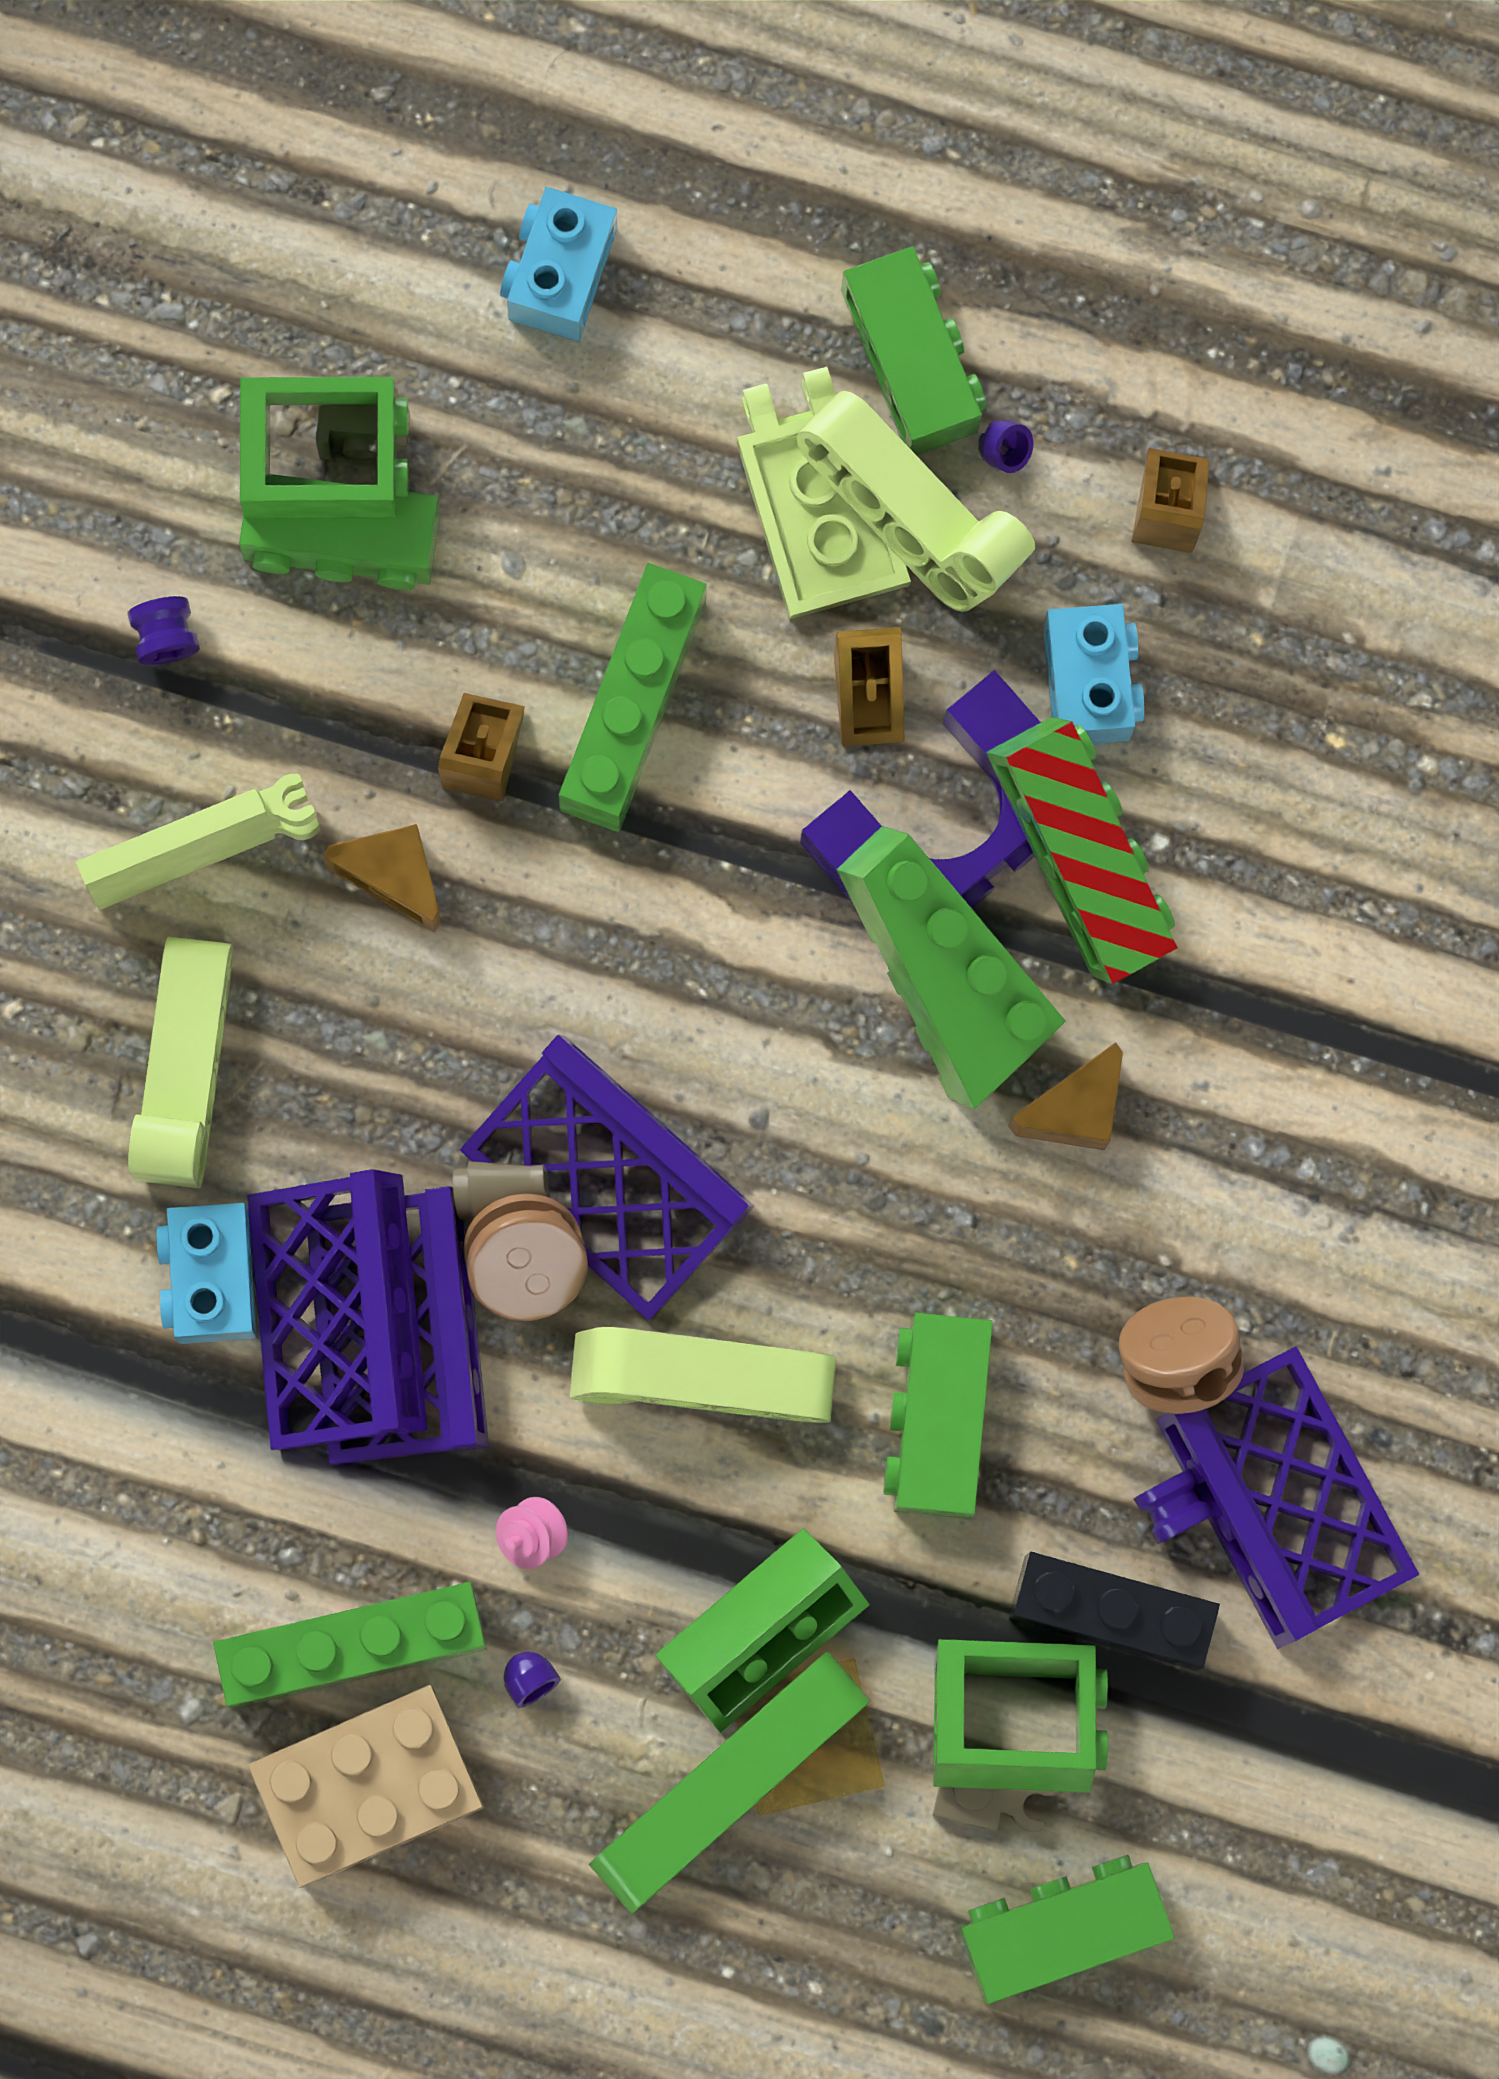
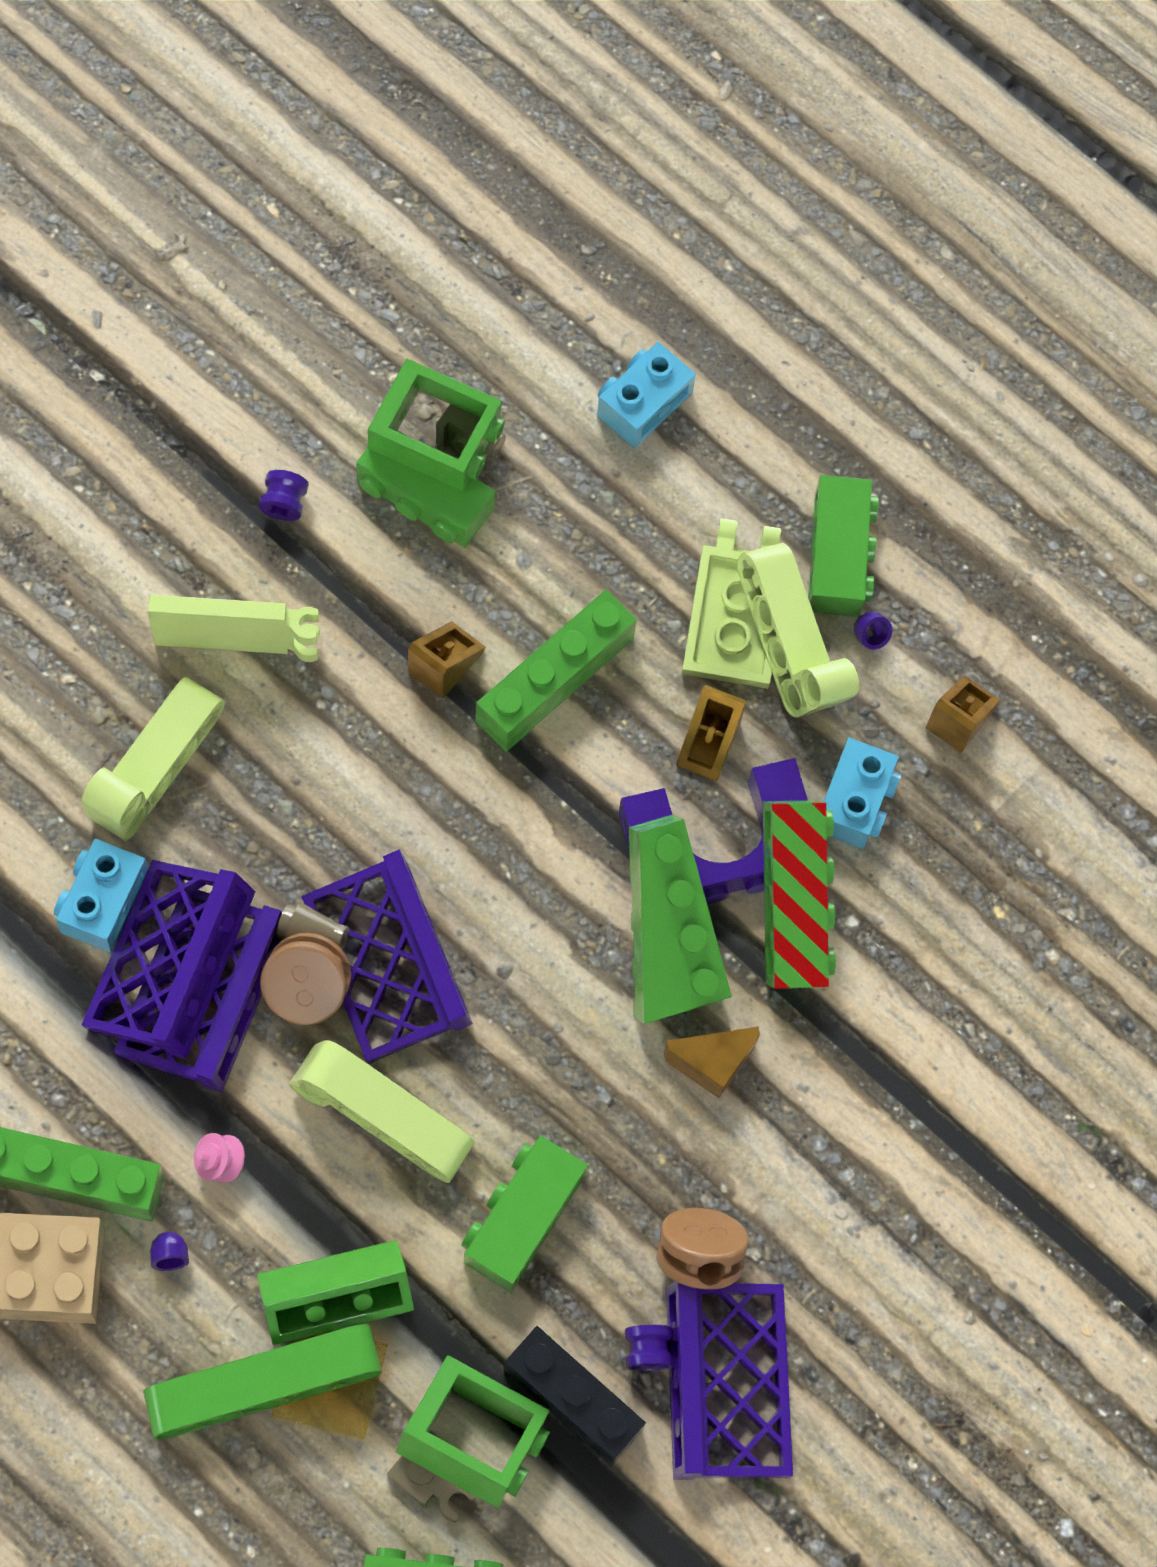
camera: 25 degrees right, 10 degrees down
(391, 870) = (348, 702): pearl gold slope -> none

